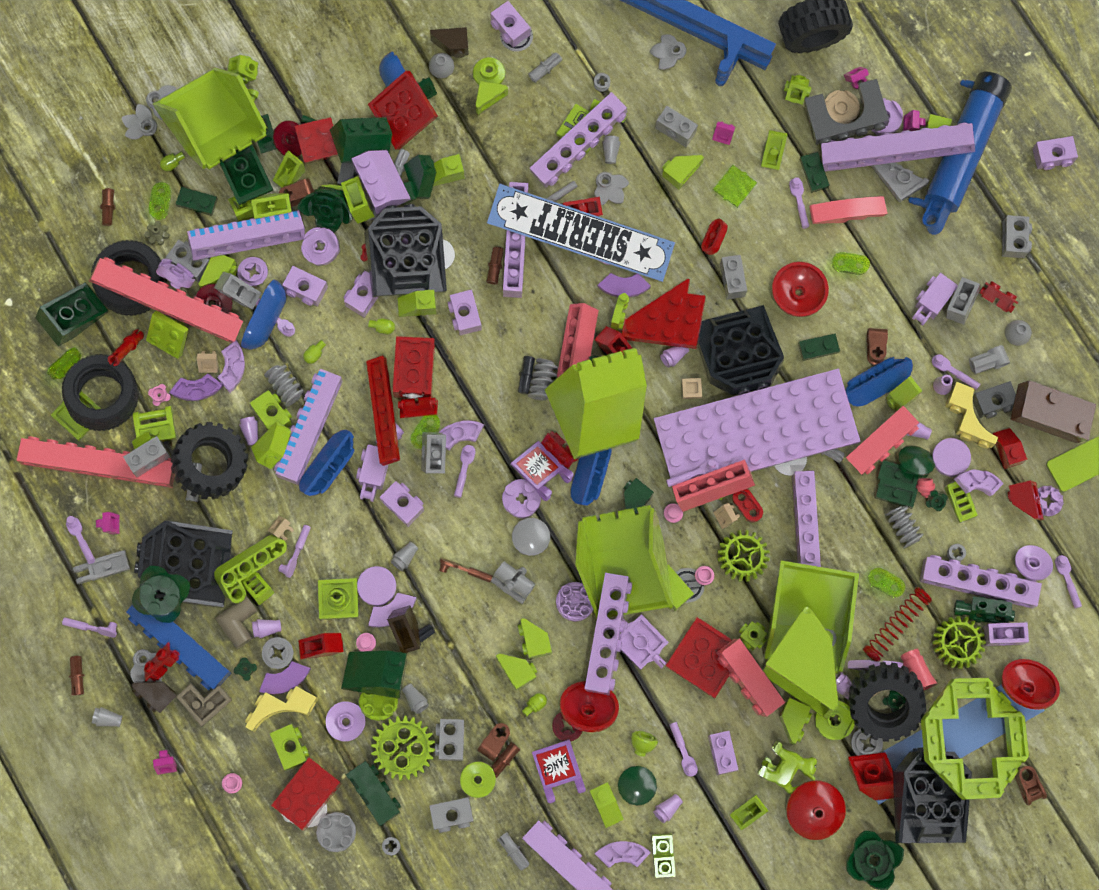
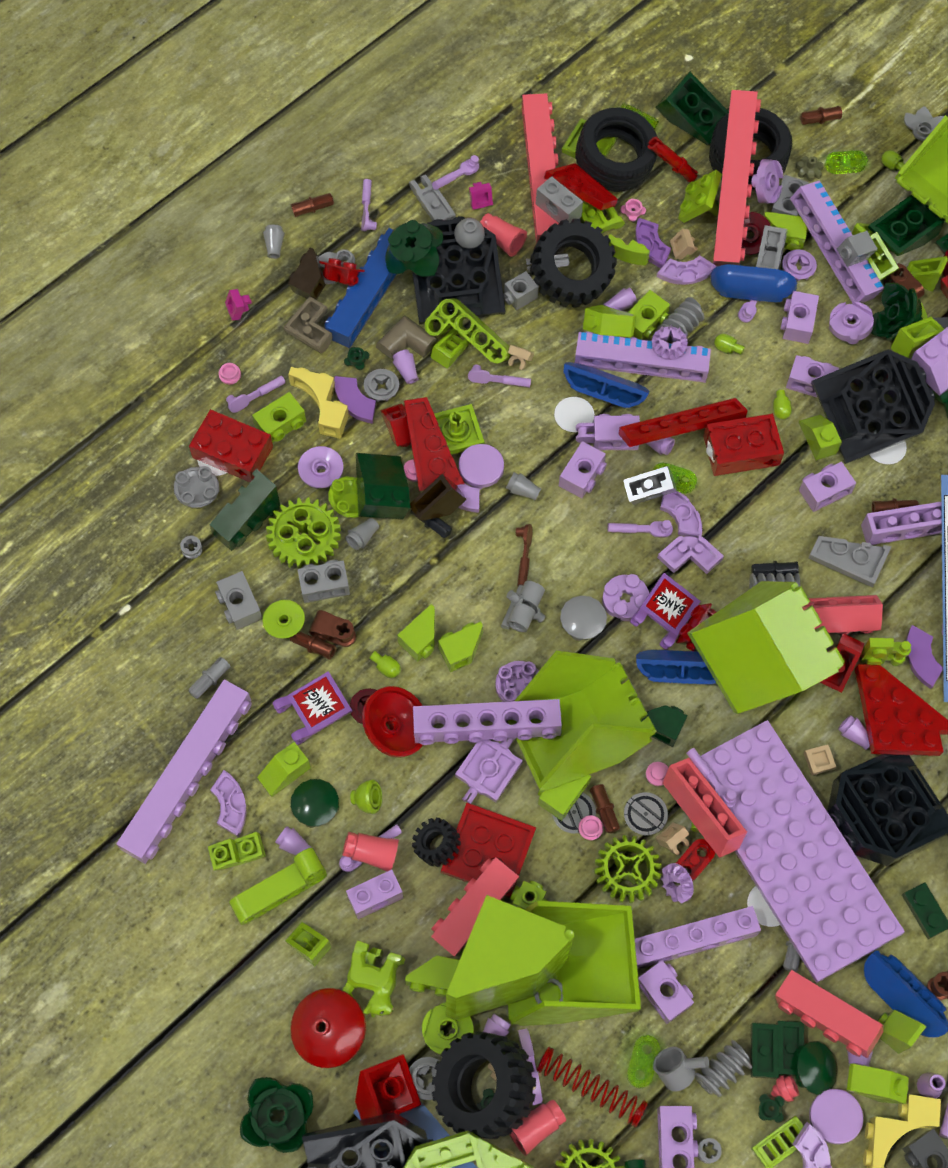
camera: 80 degrees right, 10 degrees down
(129, 433) = (583, 186): none -> red wing
(154, 514) = (507, 236): none -> coral plant
(158, 542) = (469, 233): none -> light grey brick
(196, 201) = (858, 195): dark green plate -> none
(205, 405) = (632, 253): none -> lime slope
(213, 505) = (520, 283): none -> light grey brick
(263, 222) = (856, 248): none -> light grey brick
(263, 784) = (238, 403): none -> lavender piece
(311, 408) = (661, 346): none -> lavender gear
(344, 497) = (572, 412): none -> white sticker
(357, 625) = (428, 445): none -> red wing
(424, 407) = (701, 466): red hinge -> none
(492, 436) = (692, 548): none -> lavender plate
(531, 313) = (854, 560): none -> light grey wing
(689, 747) = (371, 850): none -> coral plant
(692, 560) = (604, 808): none -> copper axle
(700, 531) = (645, 813): none -> light grey sticker
(701, 688) = (444, 850): none -> black tyre
(701, 827) = (279, 887): none -> lime beam
(758, 522) = (677, 873): none -> lavender gear
(851, 549) = (666, 1007): none -> lavender brick
(898, 560) = (676, 1069): none -> light grey piece
(938, 421) = (878, 1084): none -> lime slope

